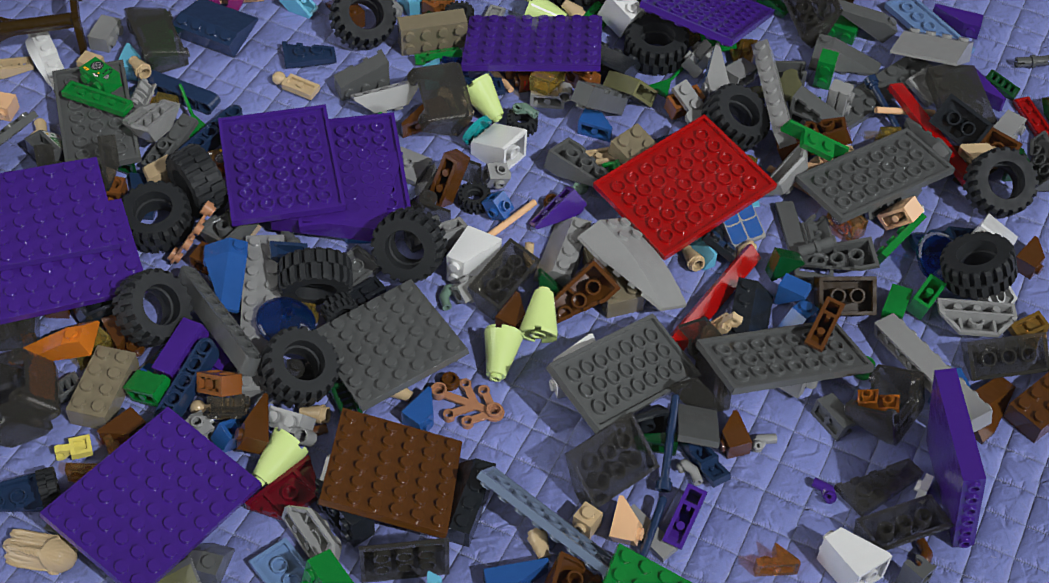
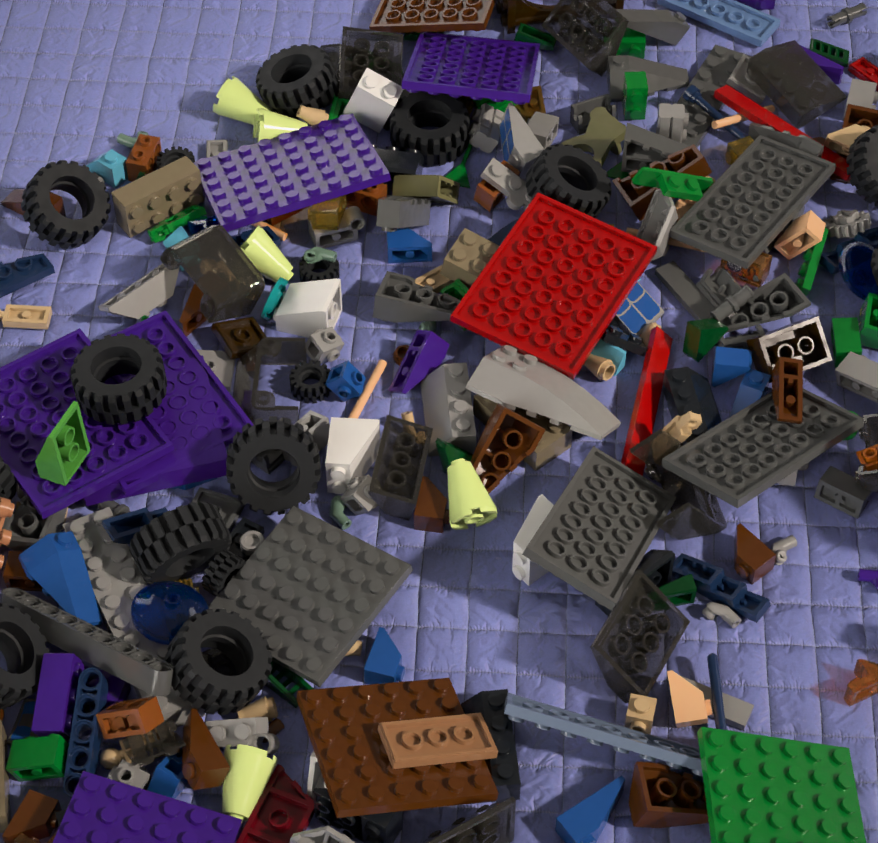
camera: 20 degrees left, 0 degrees up
(265, 179) = (64, 448): none -> bright green slope
(329, 130) = (119, 401): none -> black tyre
(363, 77) = (102, 280): dark grey wedge -> none
(370, 293) = (250, 542): none -> light grey tile
(422, 479) = (437, 740): none -> medium nougat tile
(436, 145) = (238, 335): none -> dark brown plate
(449, 176) = (276, 364): reddish brown brick -> none
(451, 380) = (396, 612): reddish brown plate -> none
(468, 404) = (433, 630): nougat plant -> none
(500, 350) = (439, 553): yellowish green cone -> none
(521, 80) = (296, 221): reddish brown brick -> none
(539, 542) = (599, 762): tan cone -> none
(664, 483) = (701, 638): dark blue piece -> none
(684, 516) = (745, 667): dark purple slope -> none
(697, 426) = (706, 558): dark grey tile -> none
(772, 91) = (595, 141): light grey brick -> none
(933, 47) = (740, 32): light grey slope -> none
(944, 217) = (847, 223): none -> light grey gear
(960, 122) = (814, 110): black slope -> none

